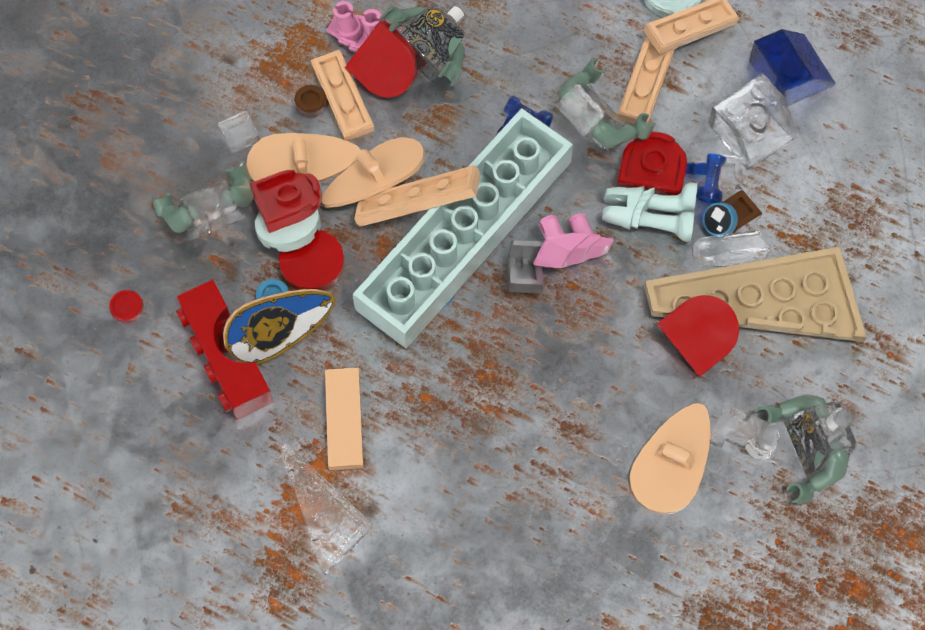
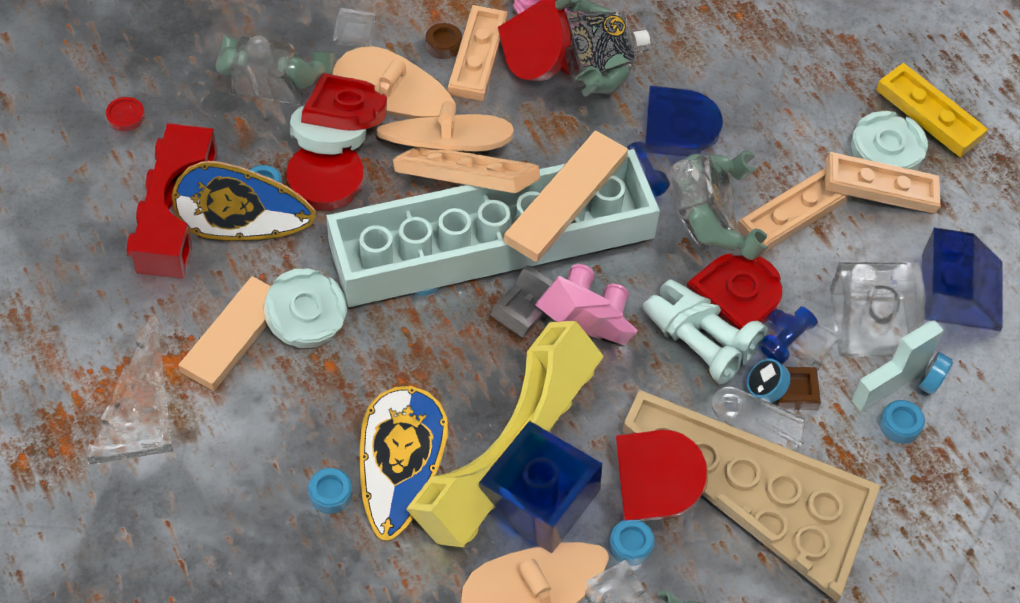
camera: 30 degrees right, 10 degrees down
(380, 368) = (305, 308): none -> light aqua tile
(497, 483) = (330, 490): none -> dark azure tile
(505, 173) = (565, 196): none -> light nougat tile
(523, 61) = (681, 122): none -> clear blue tile
(530, 430) = (399, 452): none -> shield
(591, 431) = (556, 369): none -> light yellow arch
(637, 388) = (542, 485): none -> clear blue slope
(713, 387) = (631, 542): none -> dark azure tile
(797, 156) = (907, 364): none -> light aqua tile
(819, 144) = (935, 373): none -> dark azure tile
(819, 192) = (902, 421): none -> dark azure tile

